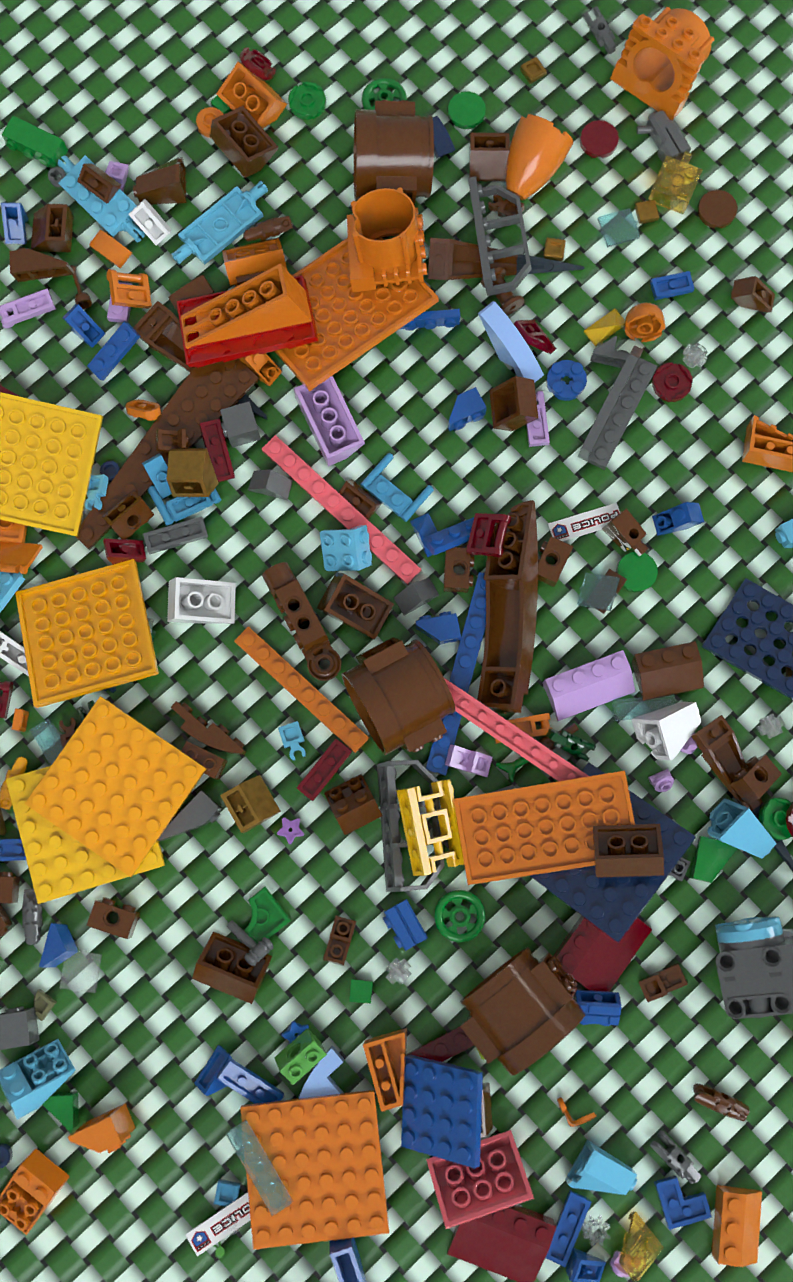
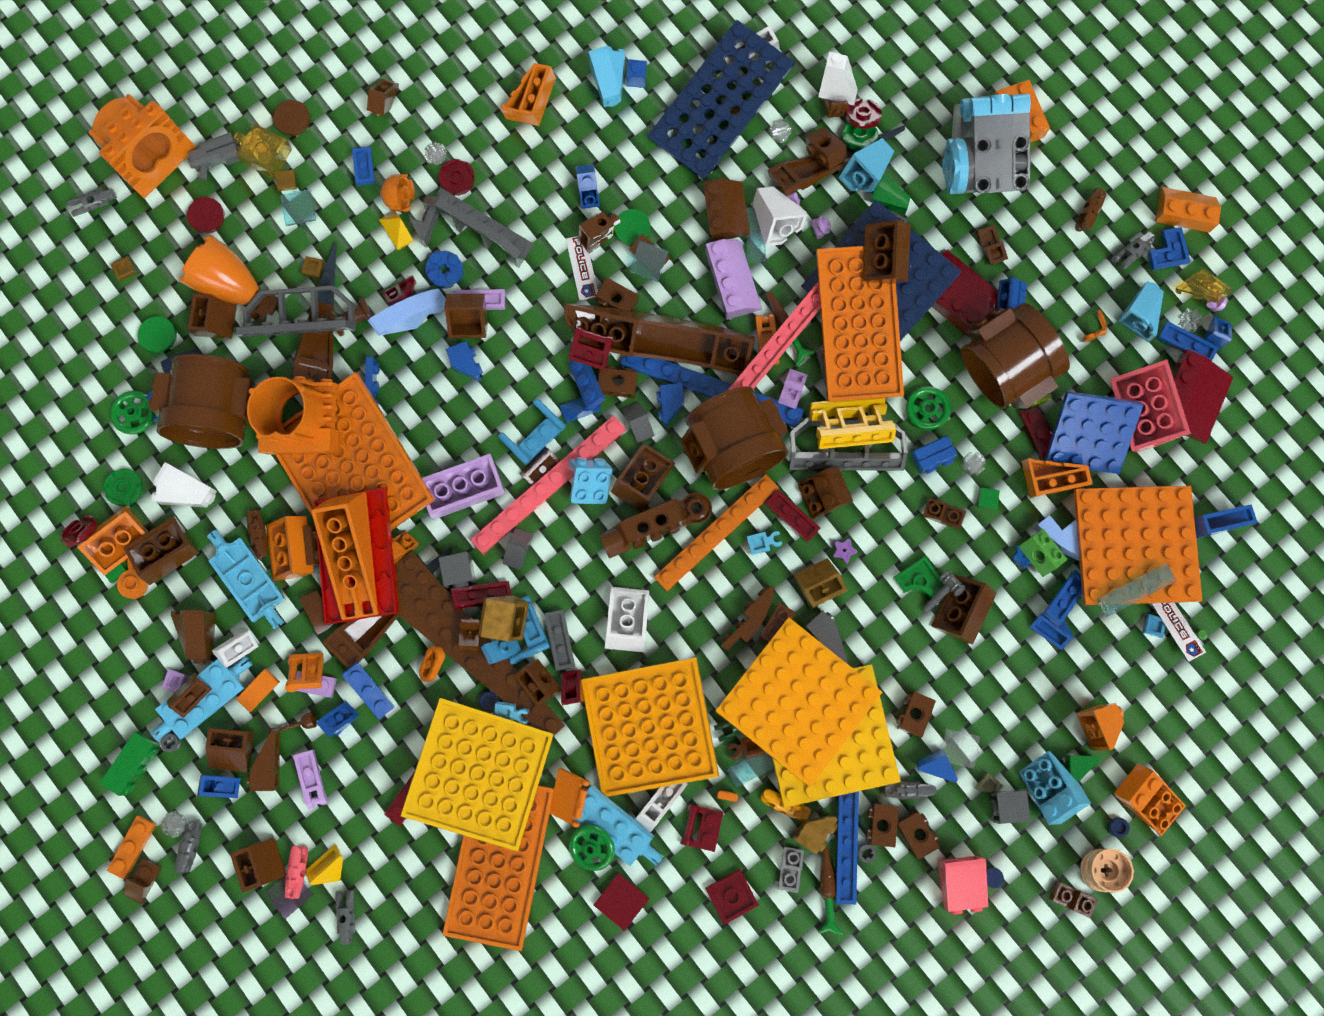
camera: 85 degrees left, 0 degrees up
(309, 151) = (181, 489): none -> white slope
(570, 743) = (784, 298): dark green hinge -> none

